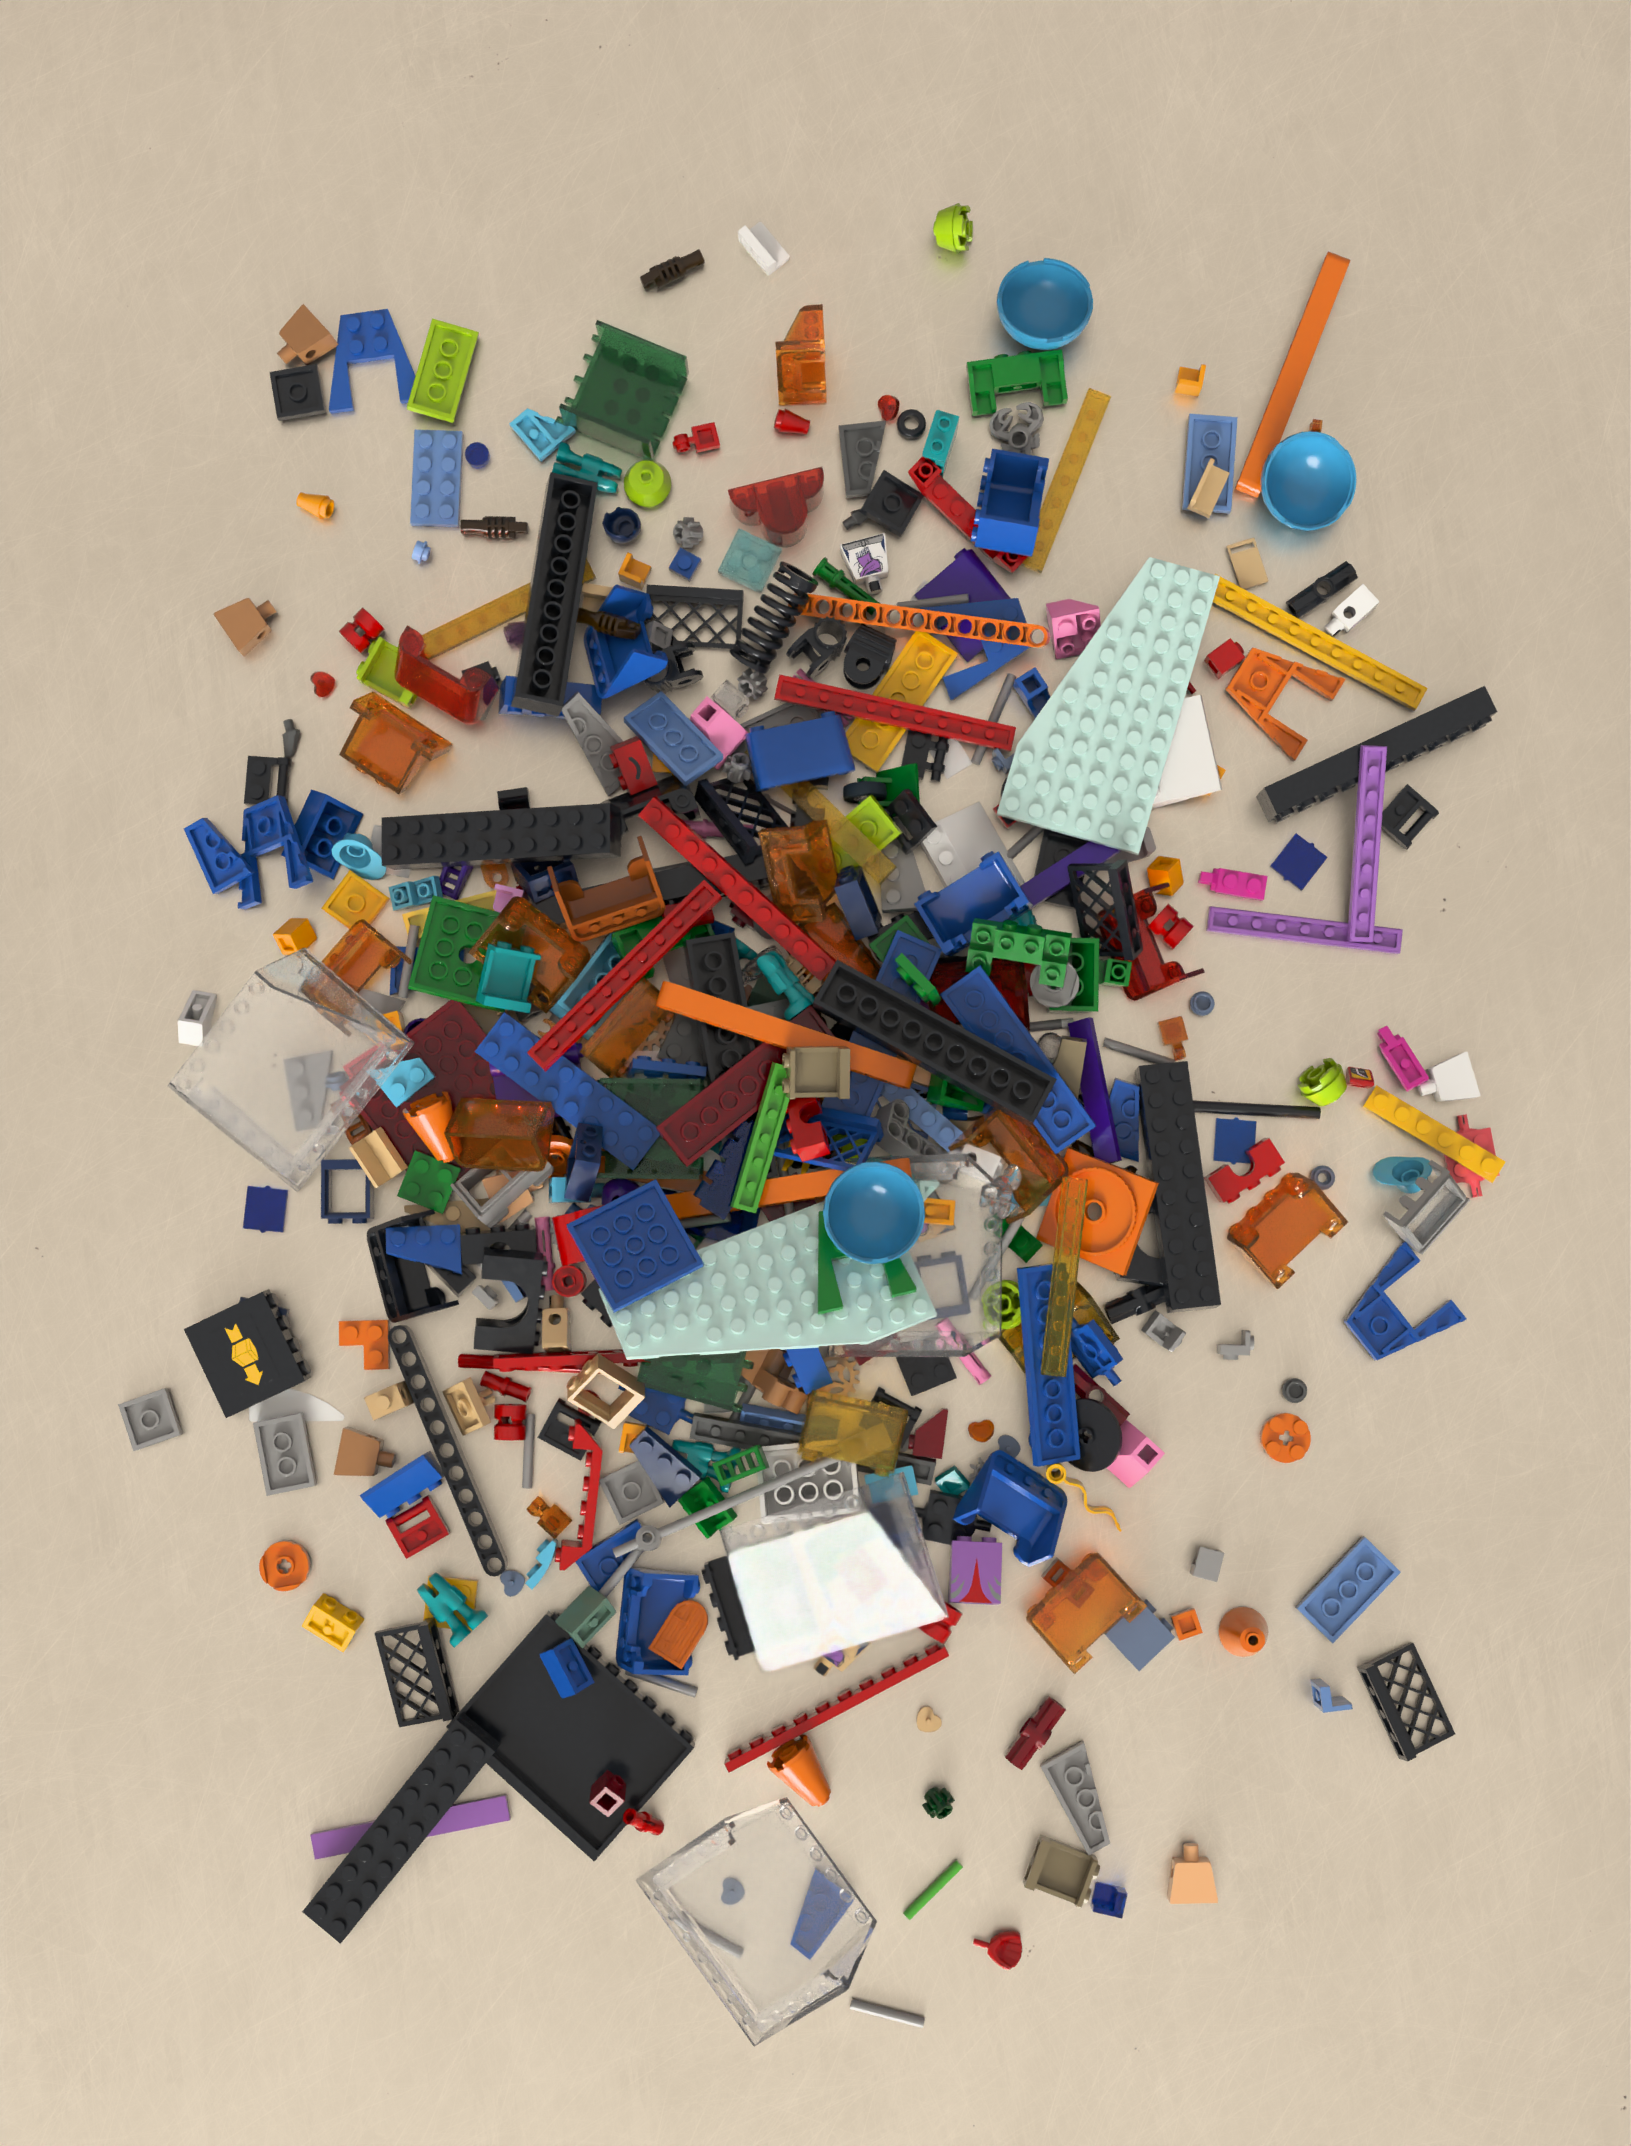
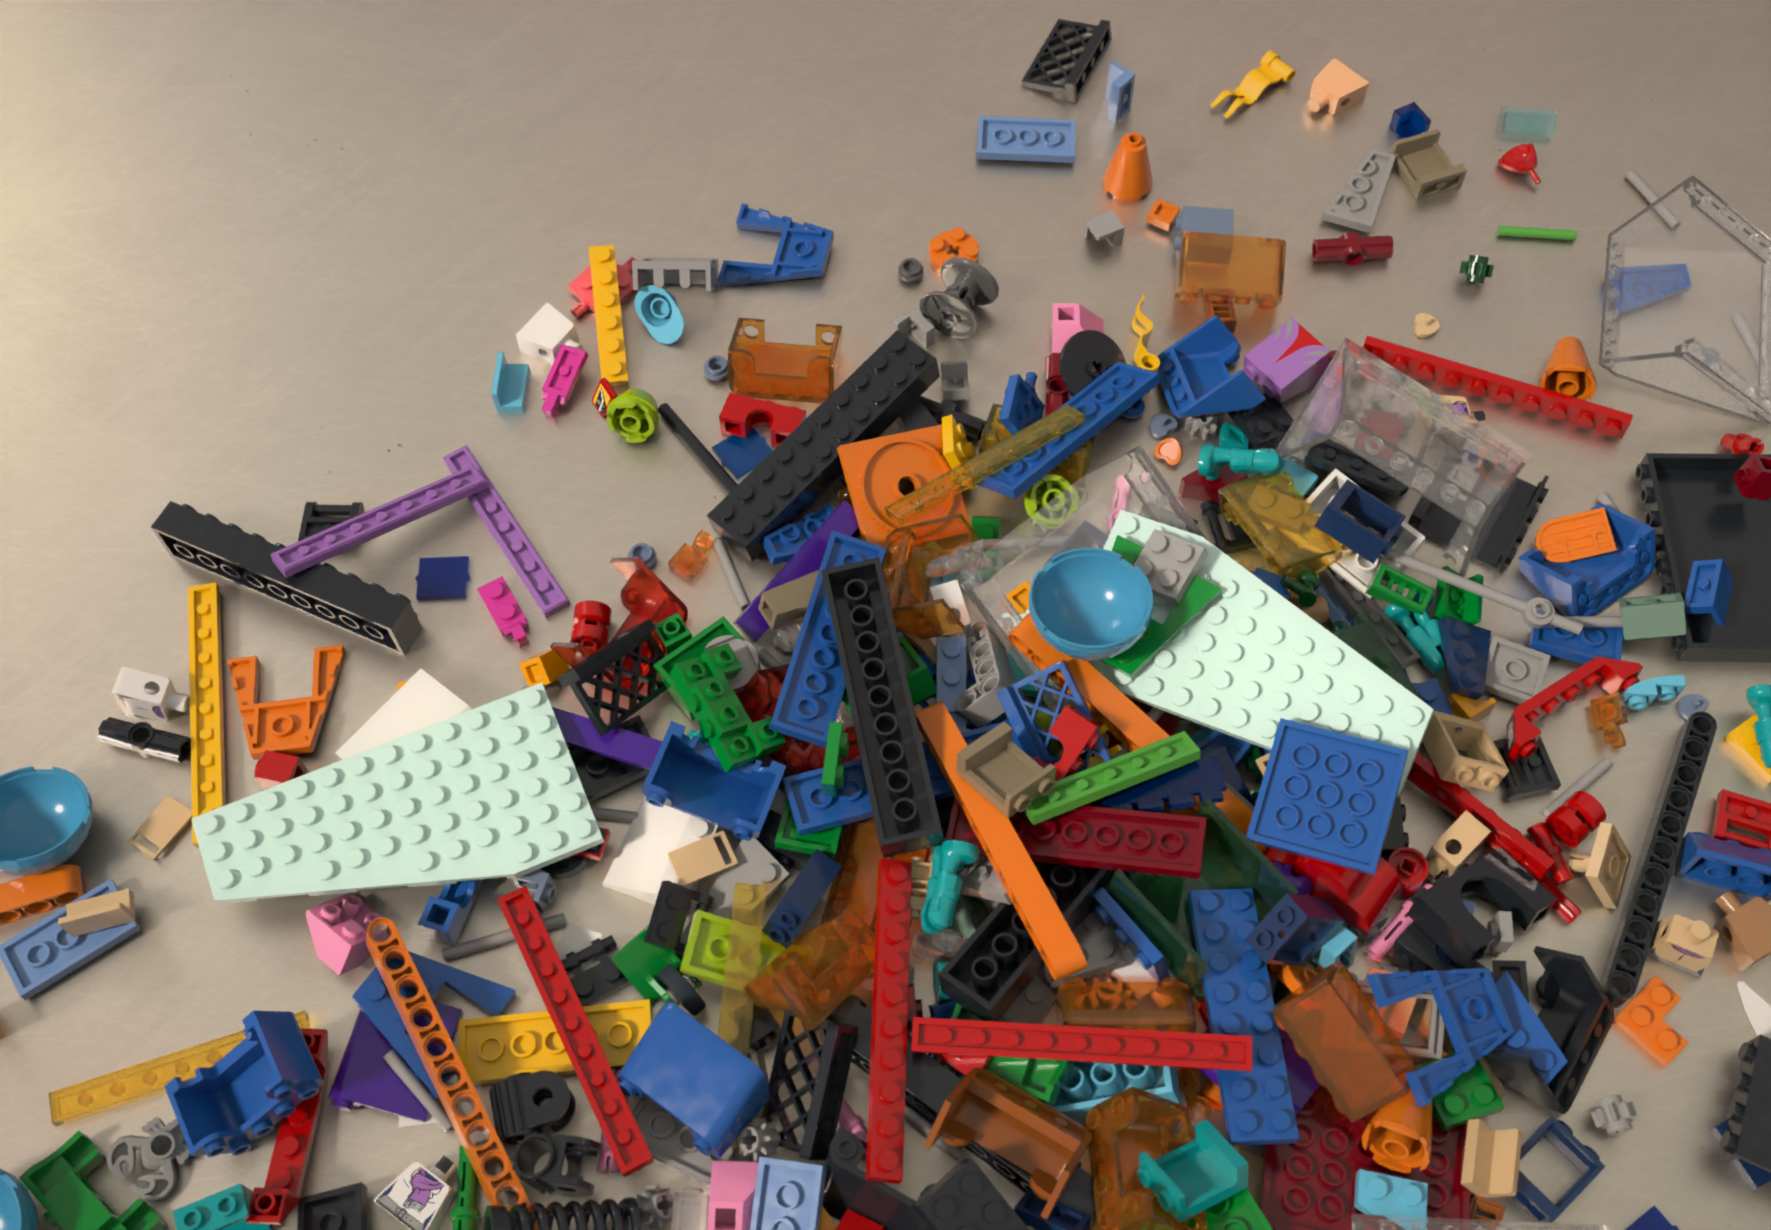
camera: 130 degrees left, 25 degrees down
(341, 1257) = (1614, 1115): none -> light grey gear
(455, 1218) = (1469, 1011): none -> blue wing
(795, 1407) = (1304, 586): none -> dark green piece
(796, 1458) = (1368, 510): none -> dark blue window
(865, 1296) = (1170, 564): none -> light grey plate
(916, 1445) = (1239, 459): none -> teal piece
(933, 861) = (700, 859): none -> tan piece
(1035, 2000) = (1529, 121): none -> clear light blue panel
(1099, 1275) = (955, 445): none -> yellow plate
(1229, 1392) = (966, 286): none -> dark grey piece
(1252, 1825) = (1254, 83): none -> yellow flag
(1429, 1020) = (510, 385): none -> medium azure panel

